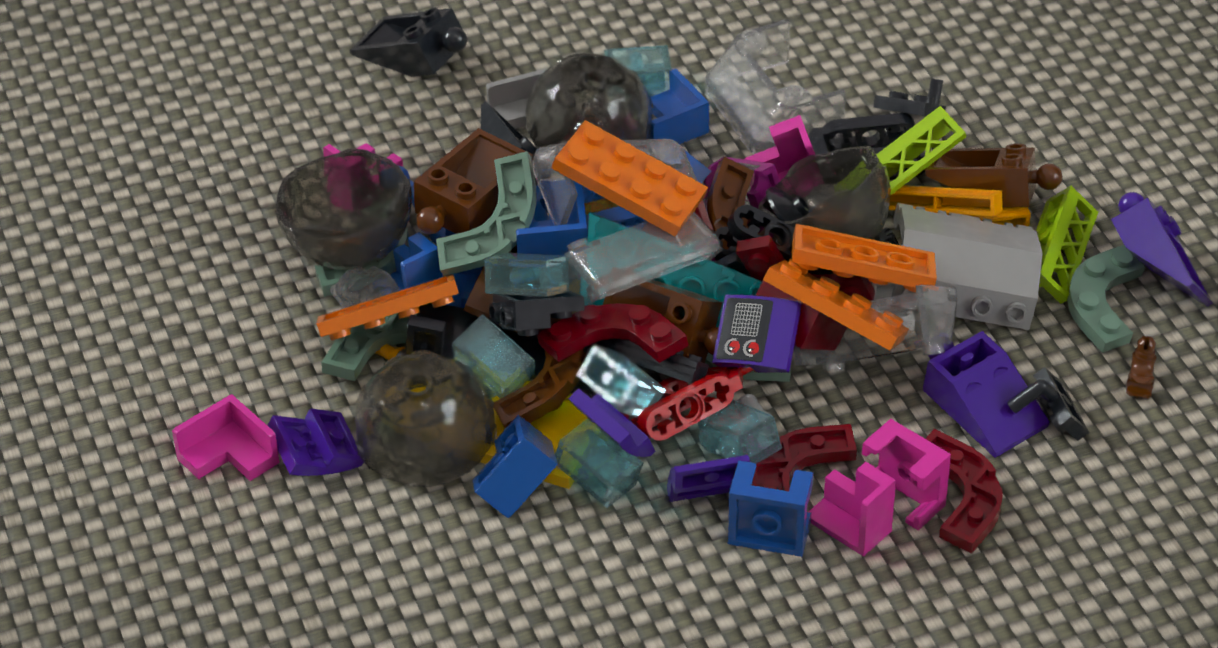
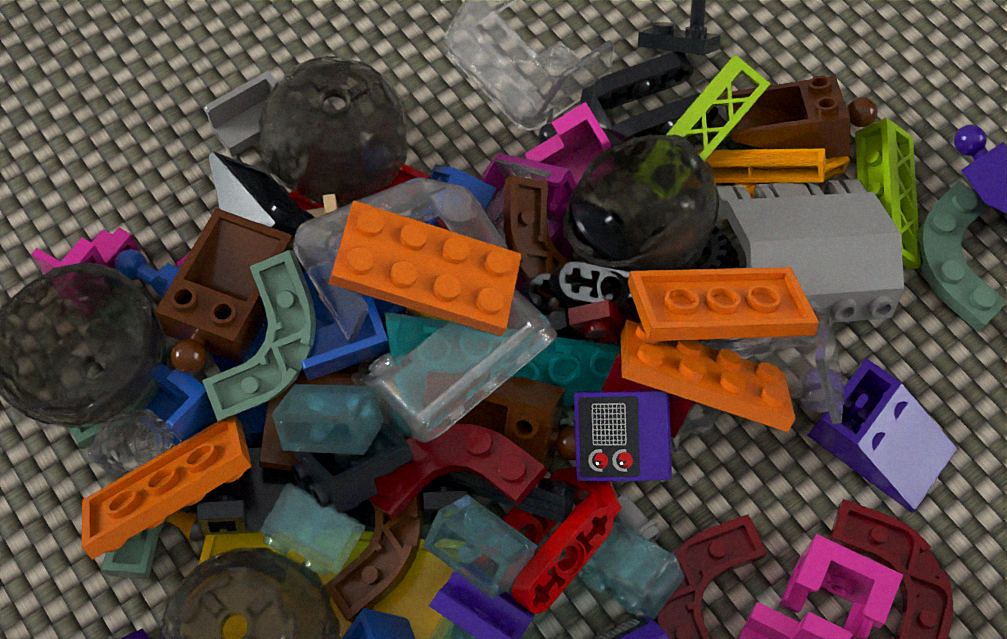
camera: 15 degrees left, 20 degrees up
(413, 42) = (104, 53): black slope -> none
(648, 62) = (372, 40): clear light blue brick -> none
(679, 111) = (431, 94): blue panel -> none
(1054, 396) = (961, 422): black plate -> none

